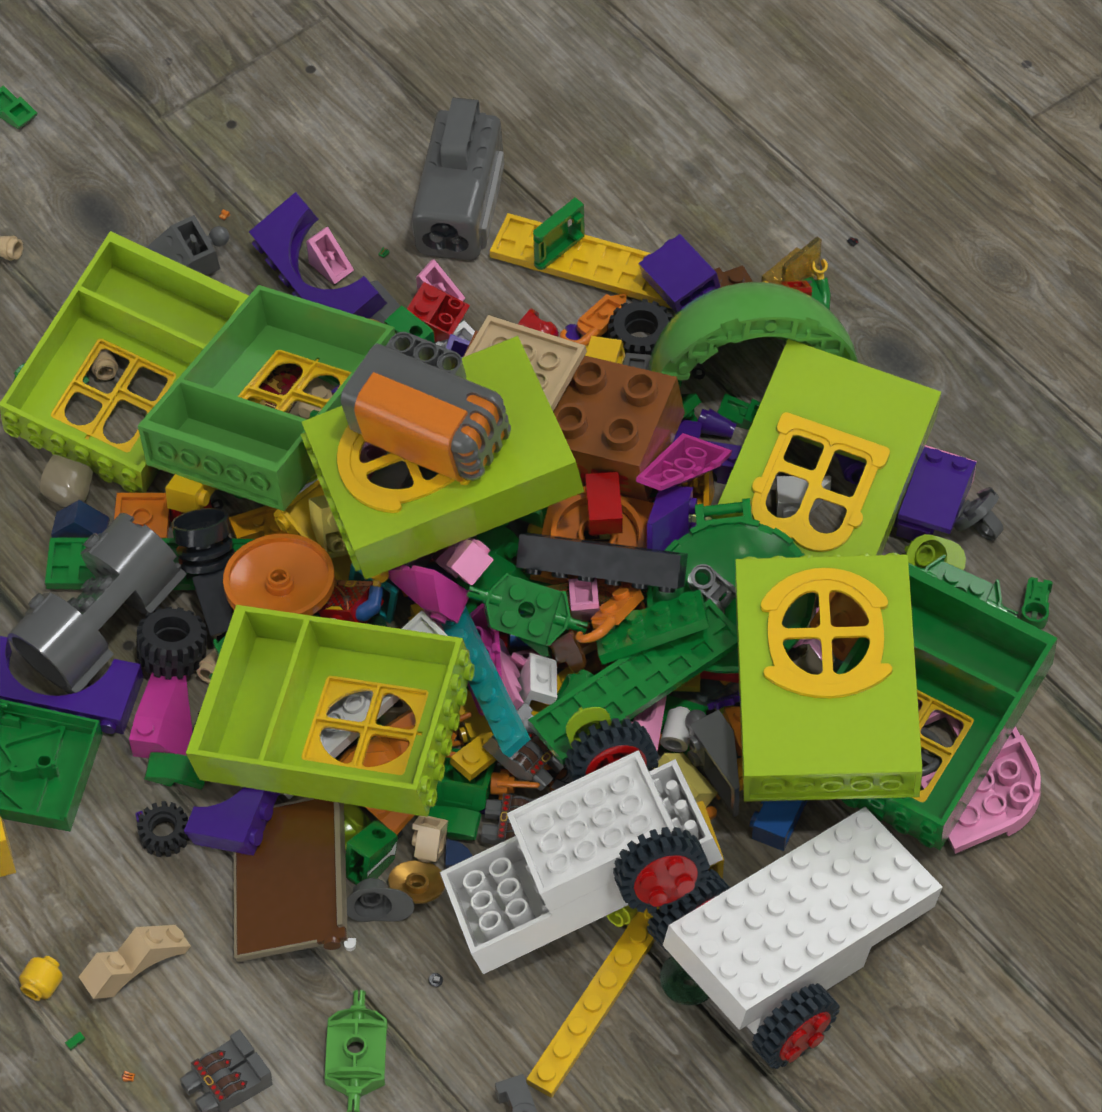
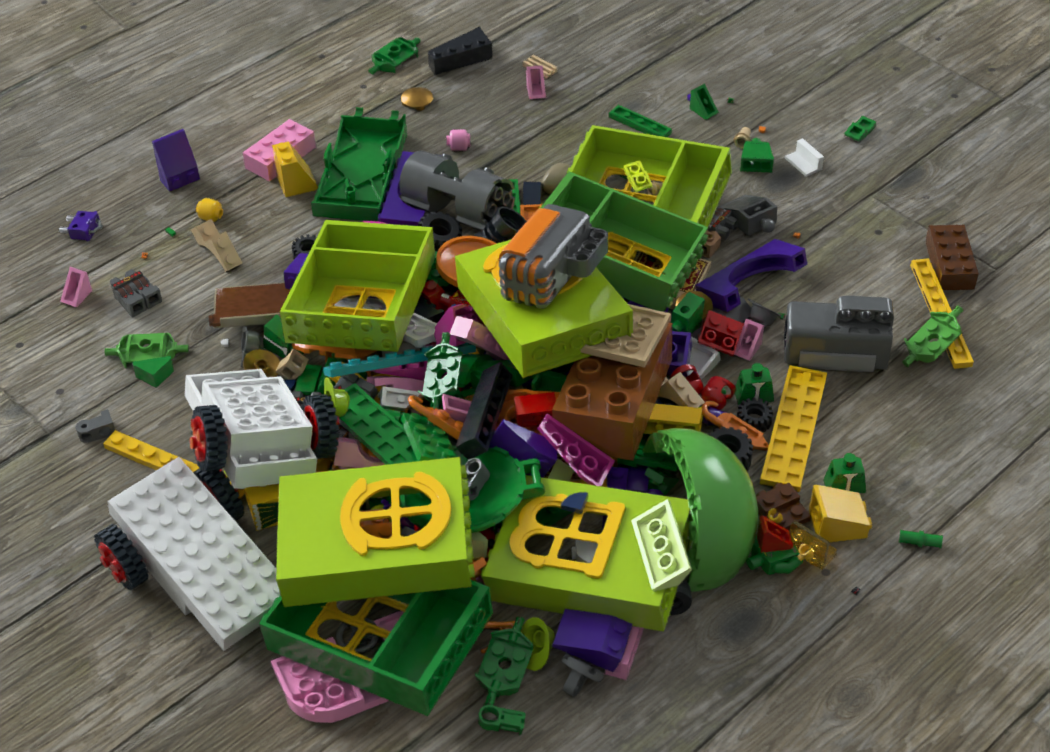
camera: 85 degrees right, 10 degrees down
(52, 234) = (757, 157): none -> green torso
(66, 179) = (806, 158): none -> white panel
(140, 355) = (637, 176): none -> neon yellow slope
(308, 50) = (952, 257): none -> reddish brown brick
(327, 256) = (766, 282): bright pink slope -> none
(390, 269) = (762, 314): none -> dark grey piece
(406, 80) = (937, 302): none -> yellow plate
(412, 1032) = (153, 370): none -> green slope
(457, 74) = (939, 326): none -> bright green plate
(527, 282) = (754, 384): none -> green torso
(554, 235) = (800, 388): green container -> none
(568, 289) = (759, 408): none -> black tyre
(678, 273) = (780, 465): dark purple brick -> none
(691, 209) = (846, 474): none -> green torso
(751, 236) = (838, 514): none -> yellow slope
(775, 465) = (575, 502): none -> dark blue tile
(784, 165) = (920, 538): none -> green pin
(861, 373) = (661, 547): none -> yellowish green slope

